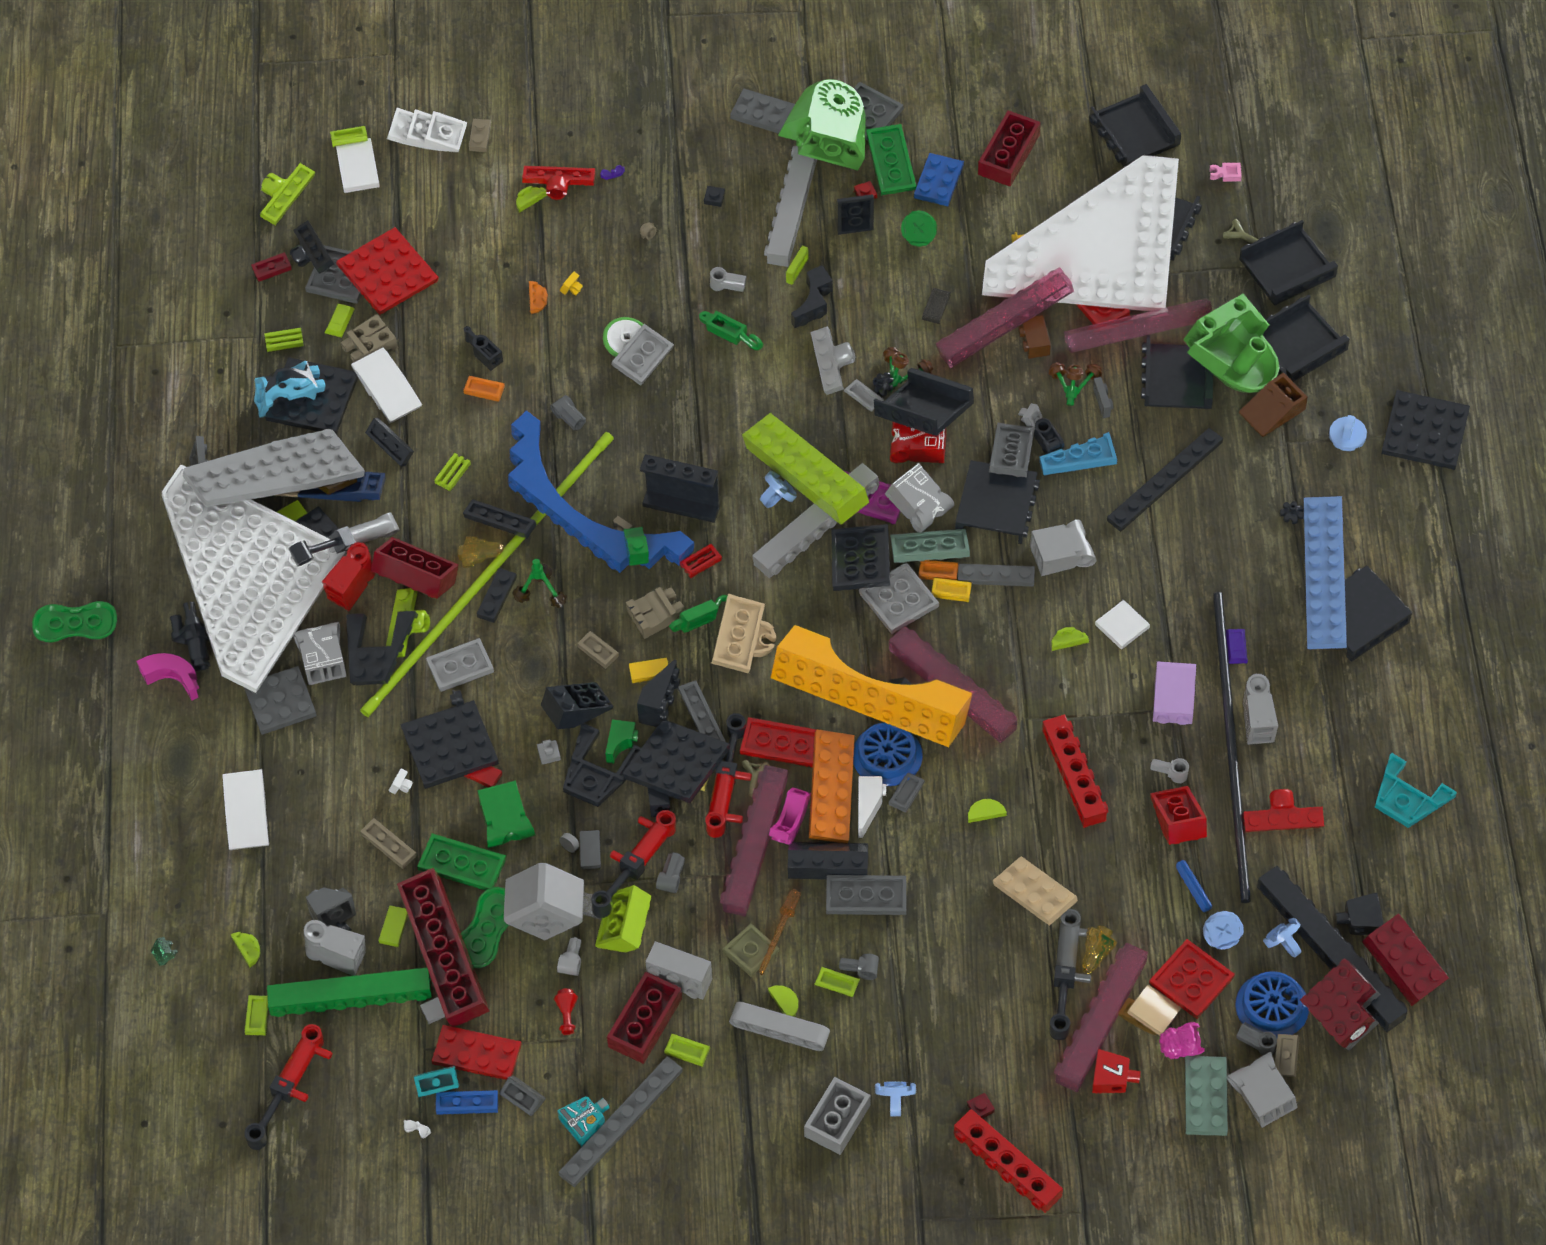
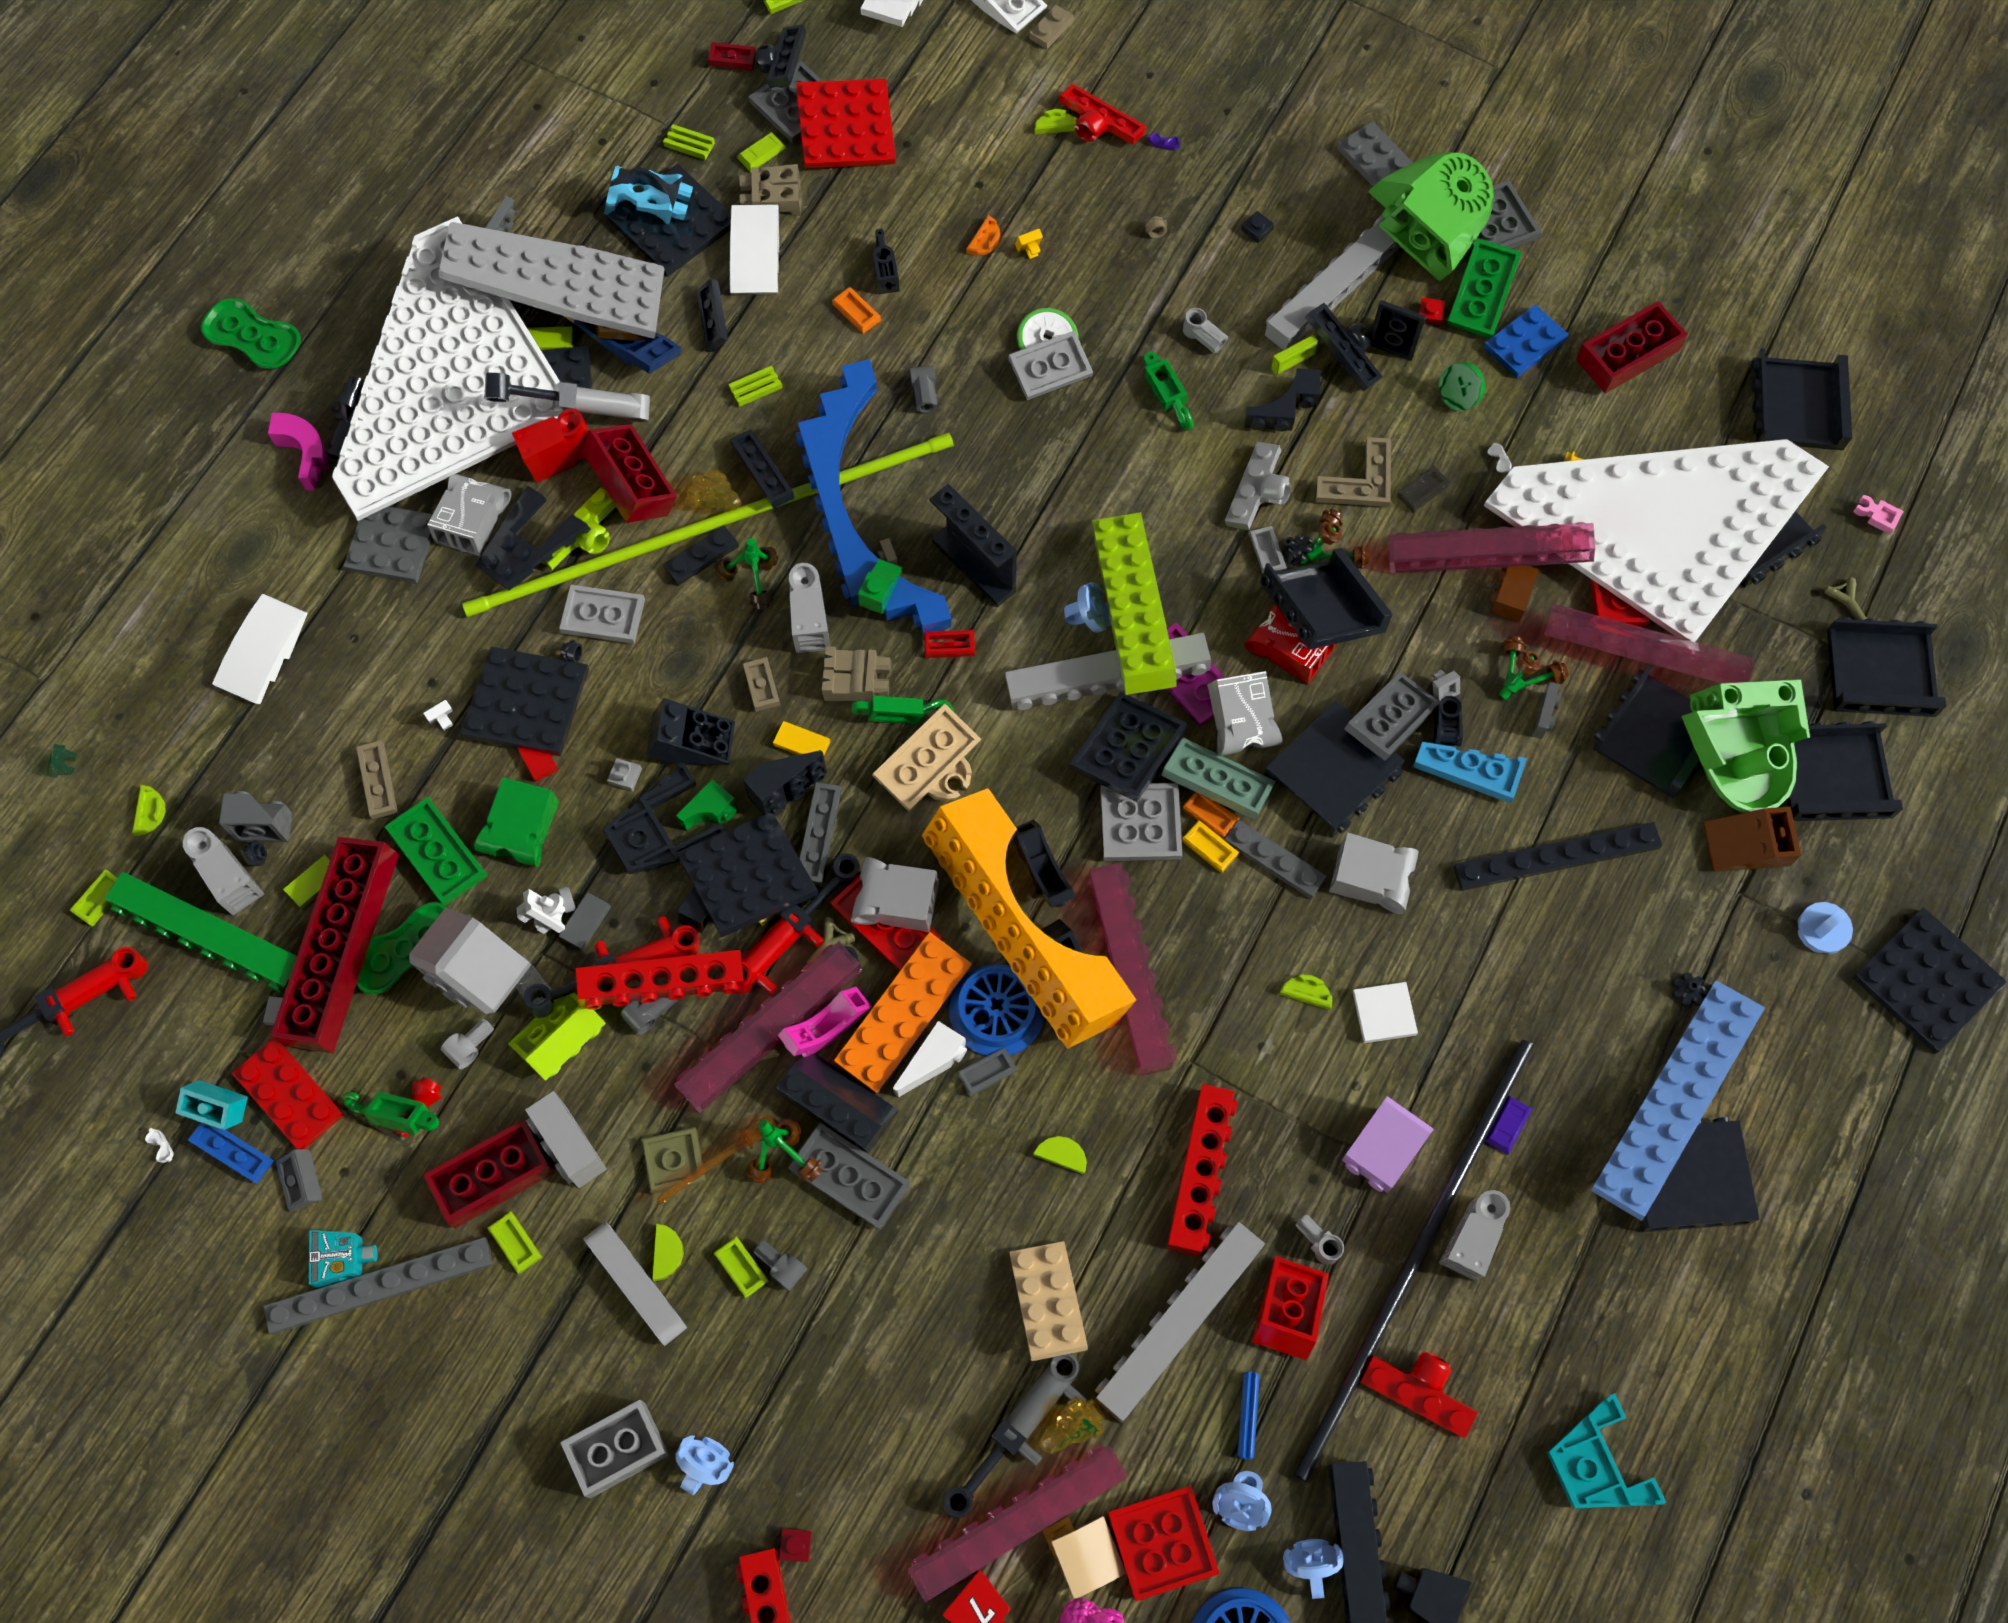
camera: 30 degrees right, 10 degrees up
(557, 1018) = (388, 1109): none -> green piece
(563, 856) = (544, 909): none -> white hips
(599, 586) = (807, 609): none -> light grey piece
(707, 814) = (646, 971): none -> red brick
(780, 720) = (896, 896): none -> light grey piece
(809, 894) = (782, 1135): none -> plant
(827, 240) = (1346, 344): none -> black plate
(861, 657) = (1042, 865): none -> black arch
(903, 324) = (1371, 491): none -> dark tan plate
(976, 263) = (1504, 464): none -> white piece
(1120, 857) = (1179, 1322): none -> light grey brick

